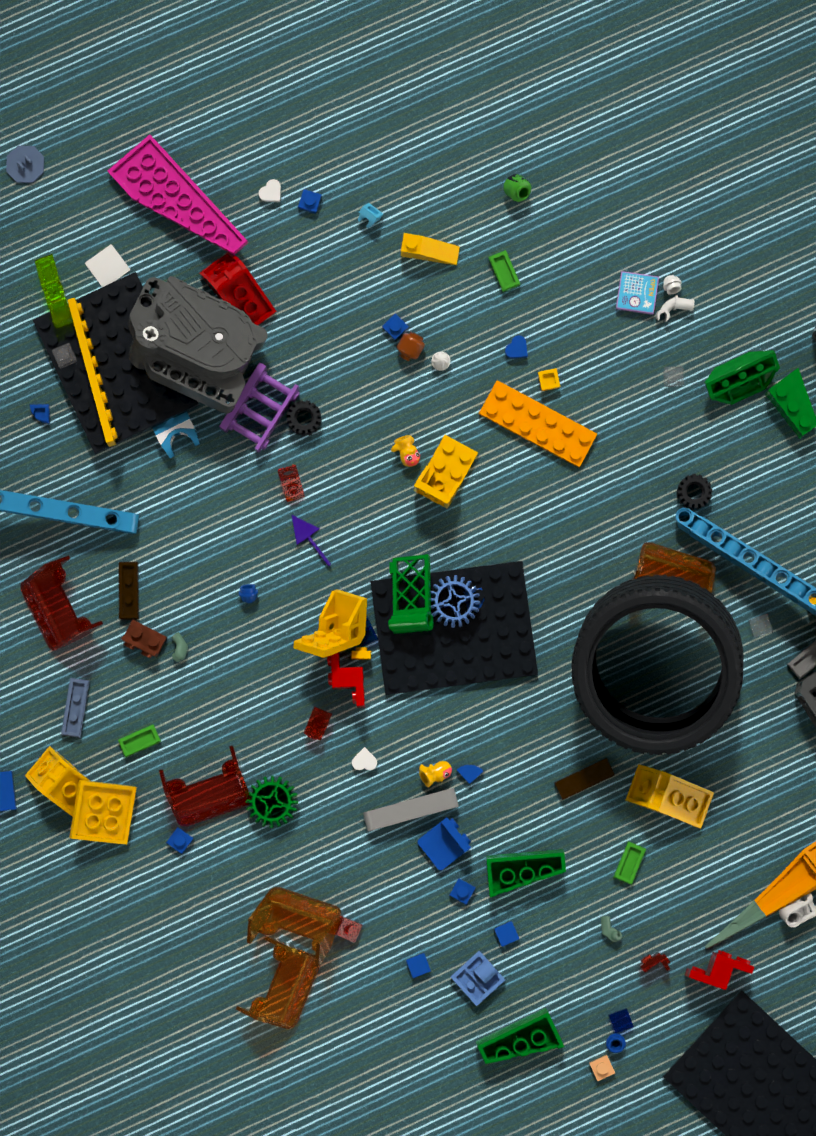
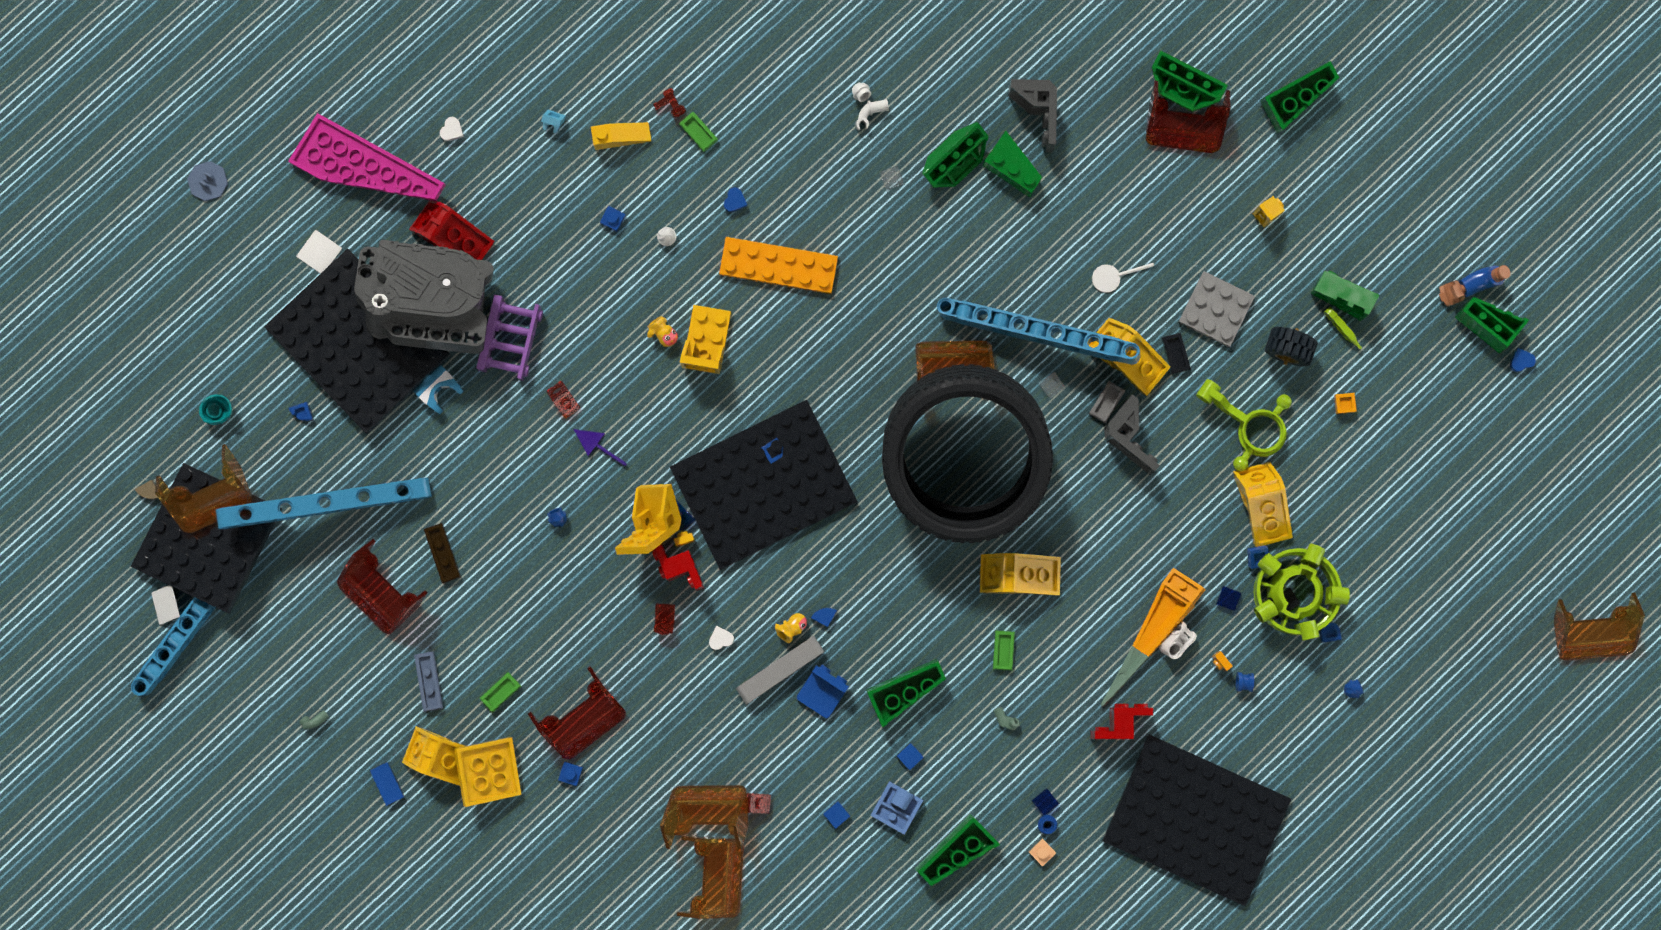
camera: 20 degrees left, 0 degrees up
(53, 291) = (275, 292): clear neon green slope -> none
(64, 355) = (305, 350): clear plate -> none
(95, 379) = (342, 362): yellow plate -> none
(143, 638) = (472, 594): copper bracket -> none
(181, 647) = (510, 591): sand green arm -> none
(277, 785) = (645, 698): green gear -> none
(304, 429) = (554, 322): black tyre -> none
(309, 201) = (492, 126): blue plate -> none
(410, 346) = (633, 231): dark orange head -> none
(411, 619) = (717, 490): green piece -> none
(462, 891) = (854, 730): blue plate -> none
(470, 597) = (747, 464): medium blue gear -> none
(491, 243) = (677, 110): none -> clear red piece
(517, 187) = (684, 48): bright green head -> none
(549, 379) = (775, 220): yellow plate -> none
(584, 779) = (934, 585): dark brown tile -> none
(637, 293) = (831, 110): medium azure tile -> none
(650, 961) = (1053, 736): clear red bracket -> none
(694, 480) = (947, 291): black tyre -> none

